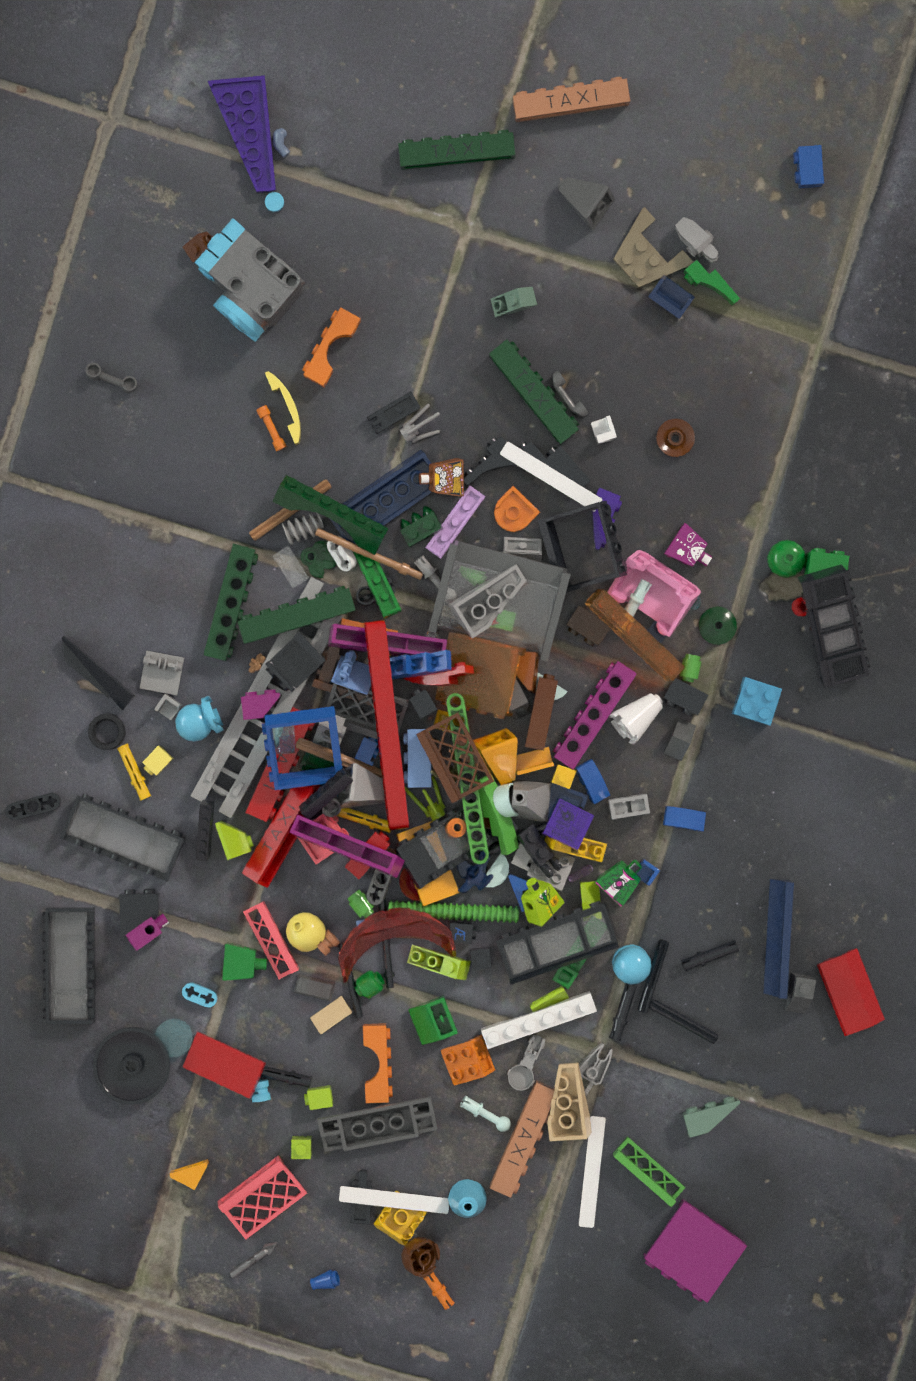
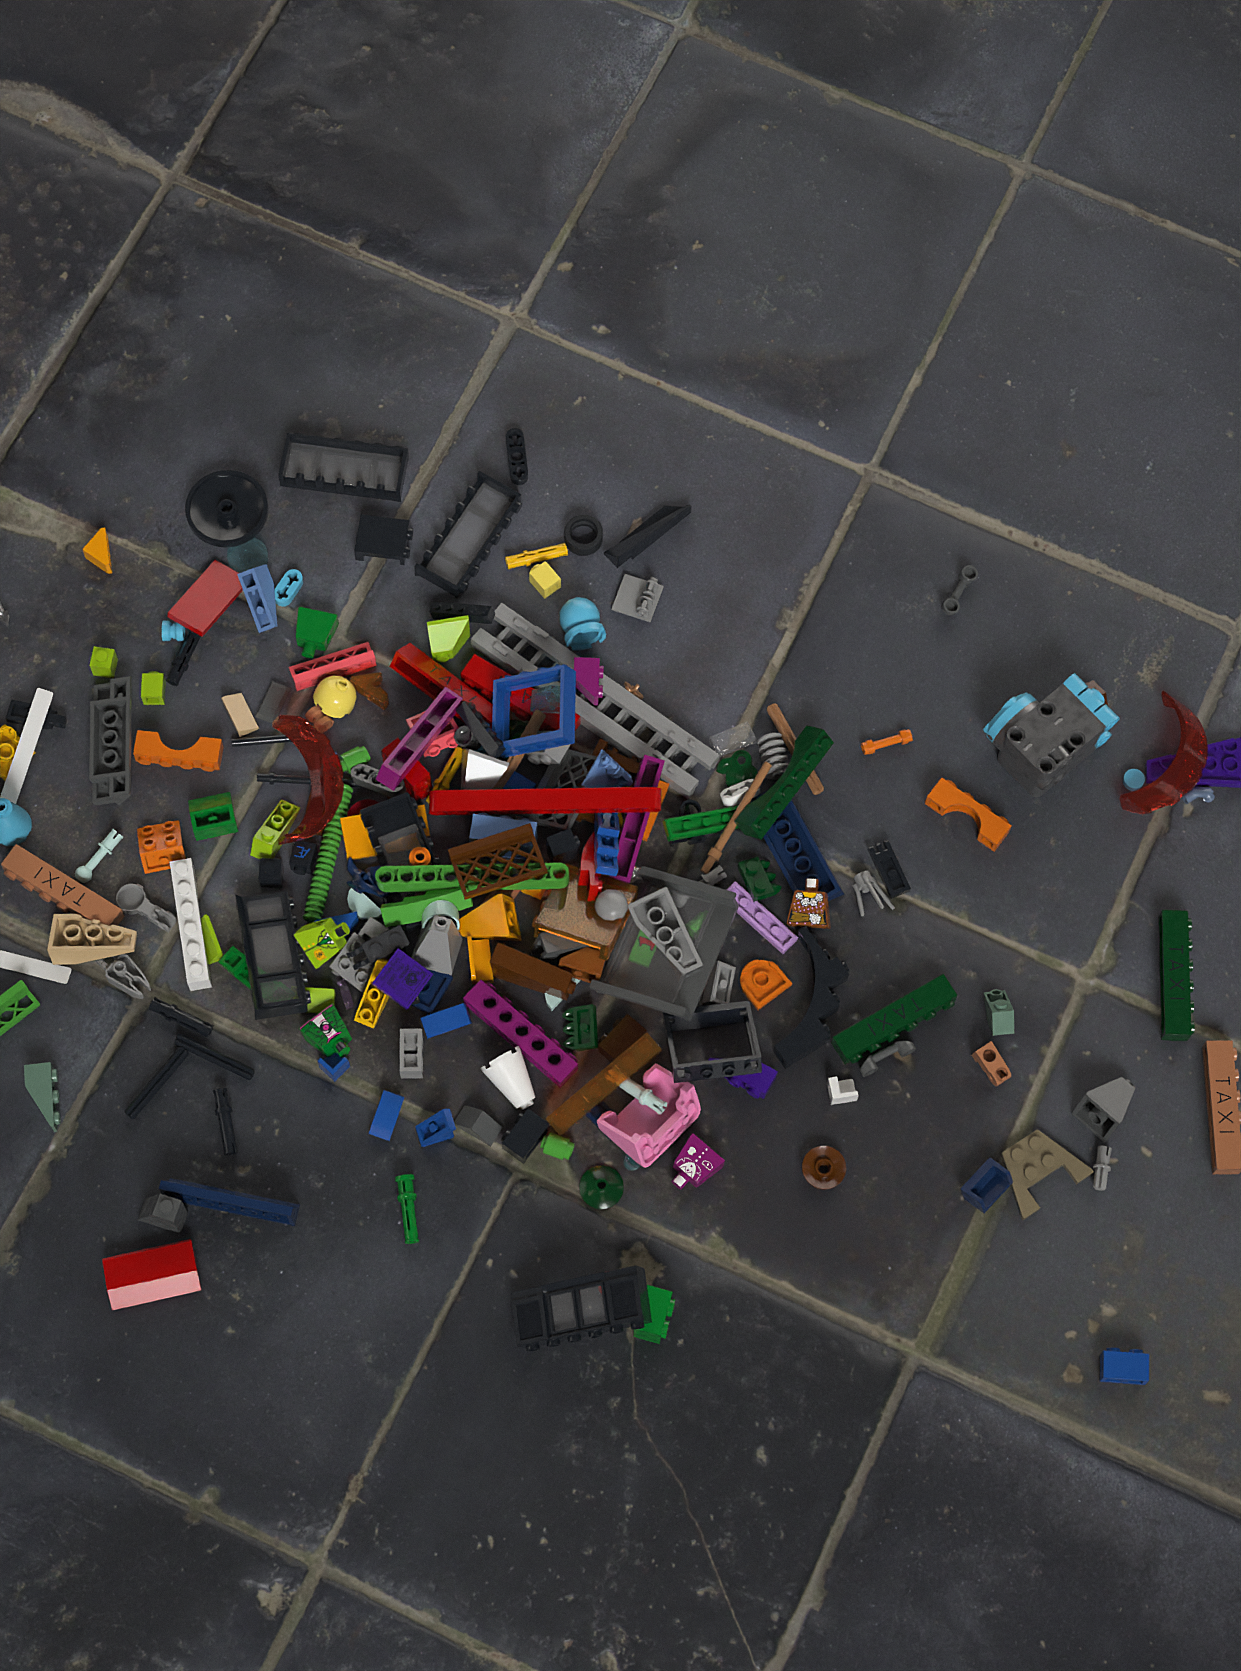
camera: 100 degrees right, 20 degrees down
(138, 936) = (364, 533): magenta torso -> none
(168, 706) = (602, 596): light grey panel -> none
(214, 1018) = (260, 596): none -> medium blue slope
(237, 554) = (698, 664): dark green brick -> none
(253, 1183) = (76, 612): coral fence -> none
(260, 154) = (1183, 771): none -> clear red windscreen
(276, 385) = (883, 765): light yellow slope -> none
(288, 905) = (367, 687): none -> clear orange slope
(295, 616) = (678, 729): dark green brick -> none
(295, 663) = (627, 721): black panel -> none
(369, 984) = (265, 755): green head -> none
(434, 809) = (441, 847): lime plant -> none
(476, 651) = (611, 904): none -> light grey hair
(549, 475) = (798, 1018): white sticker -> none
(560, 303) = (992, 1064): none -> nougat leg
(563, 776) = (456, 988): yellow brick -> none
(581, 661) = (583, 1028): none -> dark green plate
(631, 964) = (232, 1031): medium azure tile -> none
(639, 200) = (1102, 1167): none -> light grey axle
(690, 774) = (436, 1128): none -> blue slope
(697, 240) = (1049, 1224): light grey hinge -> none
(697, 275) = (1008, 1219): green slope -> none
(753, 789) = (407, 1198): none -> green pin
(756, 701) = (507, 1214): dark azure brick -> none
(786, 558) = (668, 1273): green cylinder -> none

